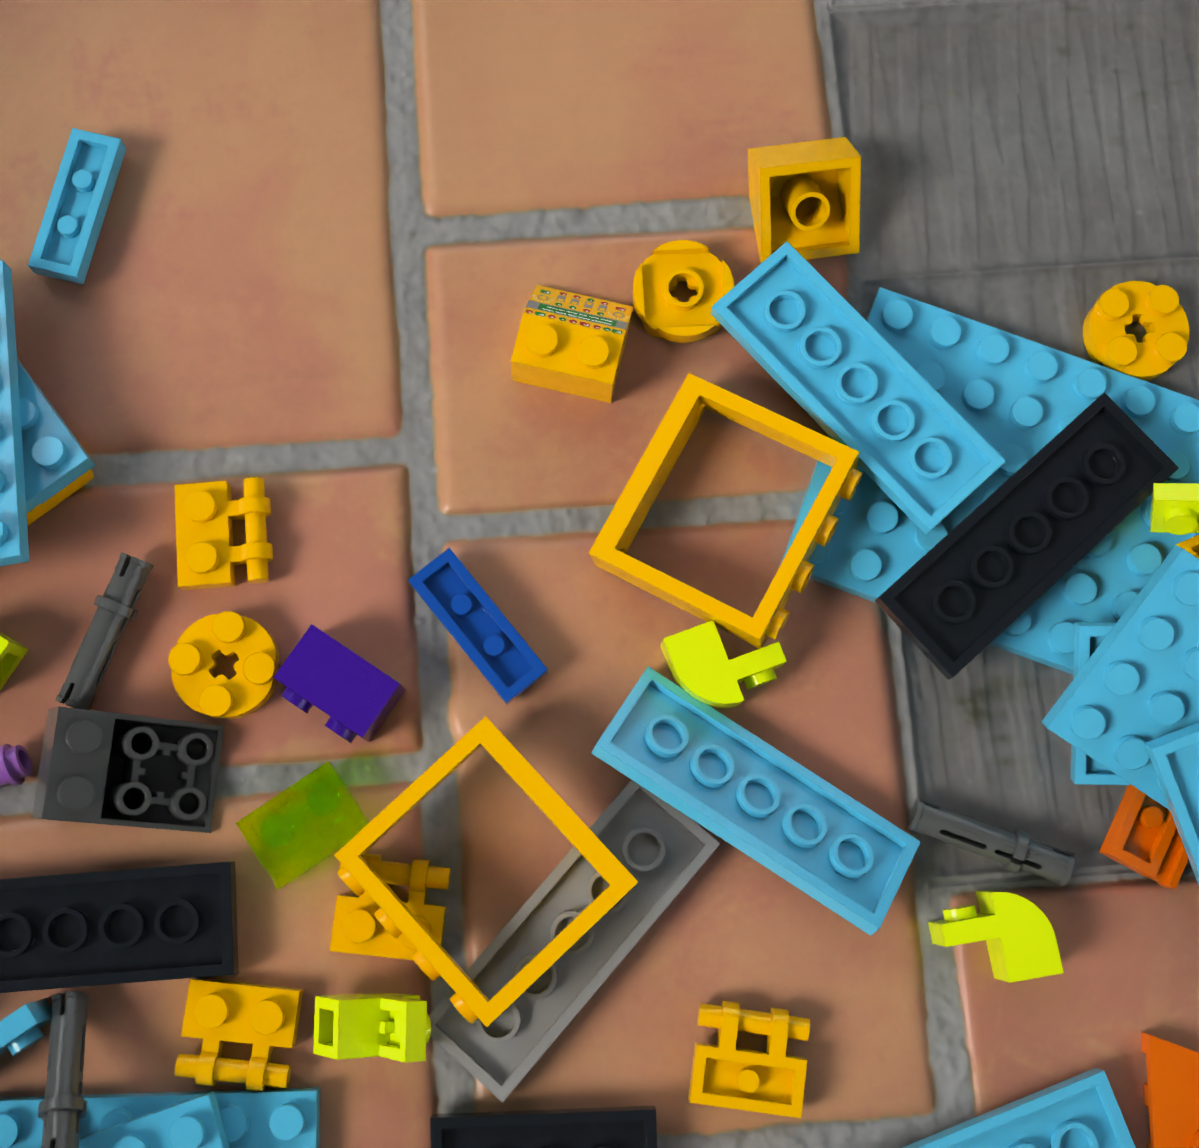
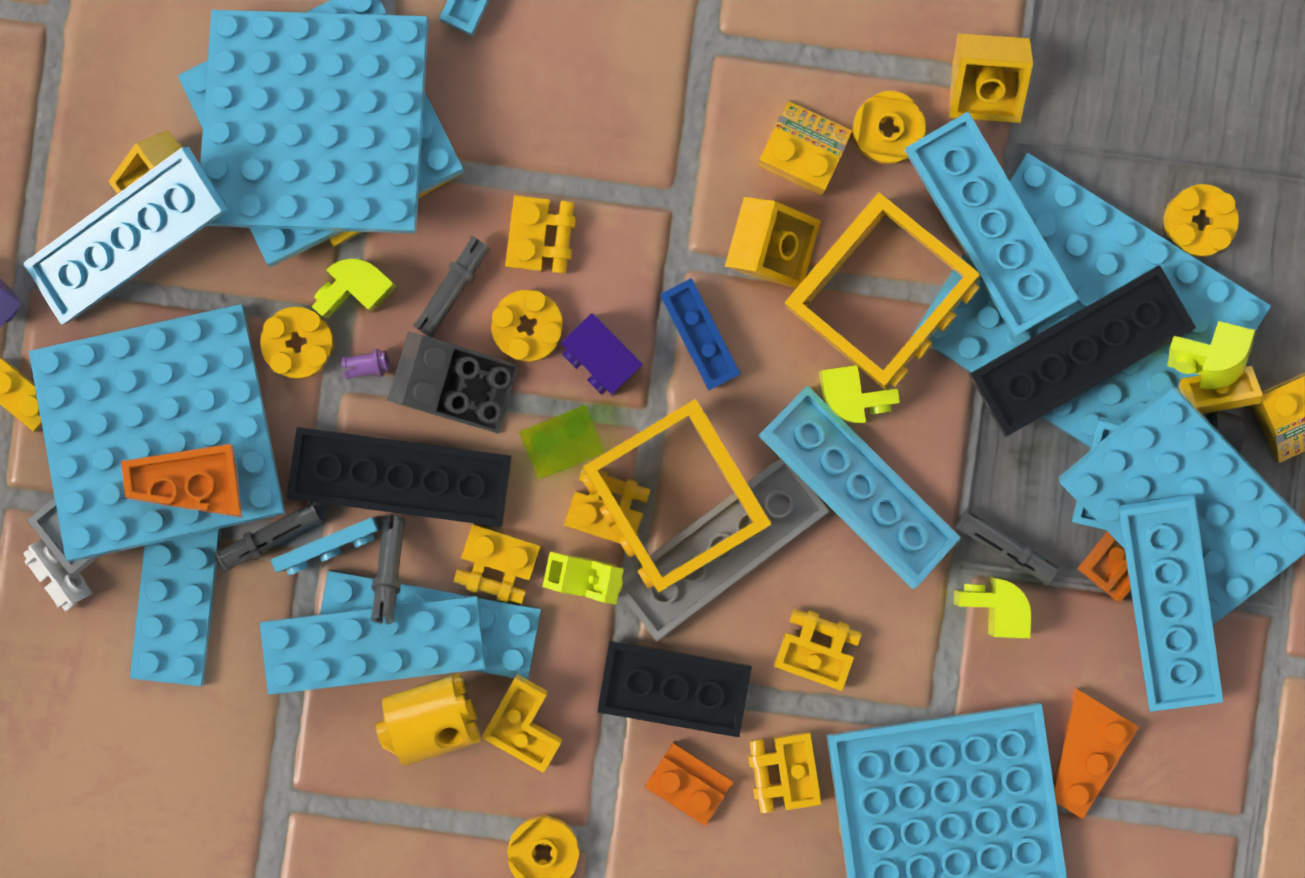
camera: 15 degrees right, 10 degrees up
(554, 474) = (772, 242): none -> yellow slope

